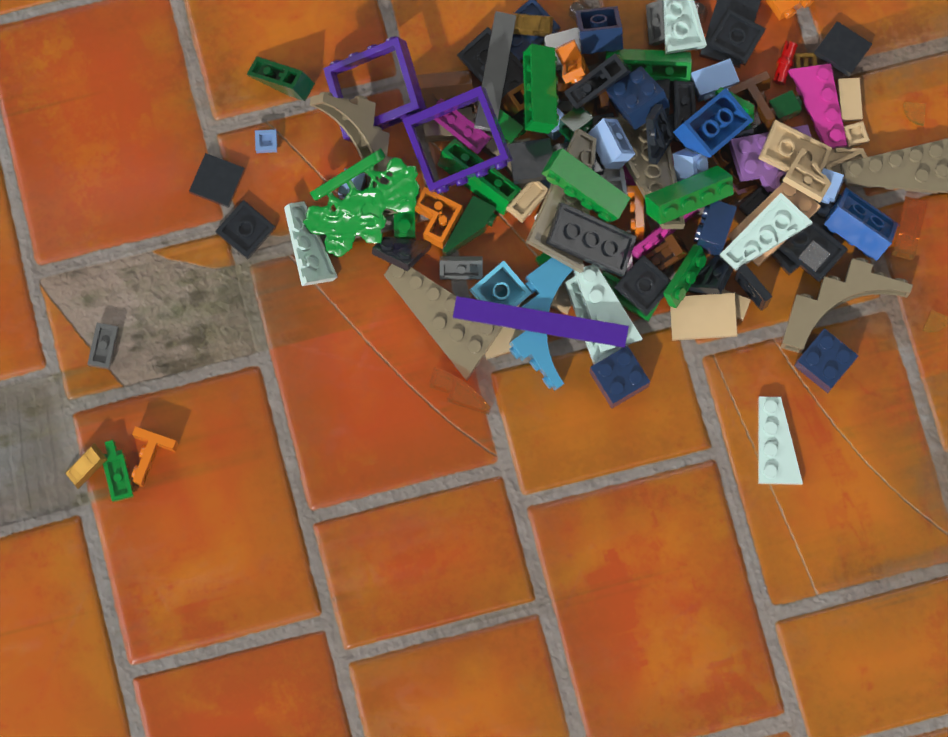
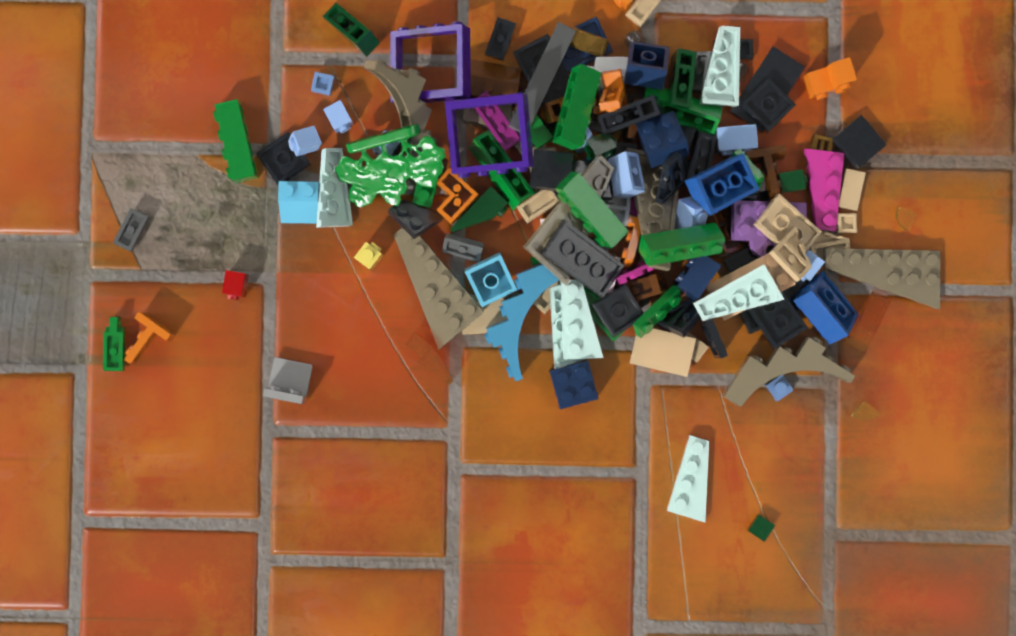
camera: 15 degrees right, 10 degrees up
(86, 466) = (88, 333): tile -> none
(190, 223) = (236, 141): none -> green brick
(217, 180) = (270, 107): black tile -> none
(229, 372) = (235, 284): none -> red brick
(264, 203) = (304, 141): none -> light blue brick
(275, 268) = (298, 202): none -> medium azure slope
(292, 170) = (338, 117): none -> light blue brick
(314, 457) = (289, 381): none -> light grey bracket
(364, 302) = (369, 255): none -> light yellow brick
(439, 46) = (500, 39): none -> black plate
(540, 322) = (517, 320): dark purple tile -> none
(639, 32) = (682, 77): none -> dark green slope
(785, 62) = (803, 140): red pin -> none
(814, 255) = (776, 326): clear tile -> none
(826, 360) = (758, 421): dark blue brick -> none
(838, 321) = (779, 387): none -> medium blue plate
(864, 473) = (761, 527): none -> dark green tile

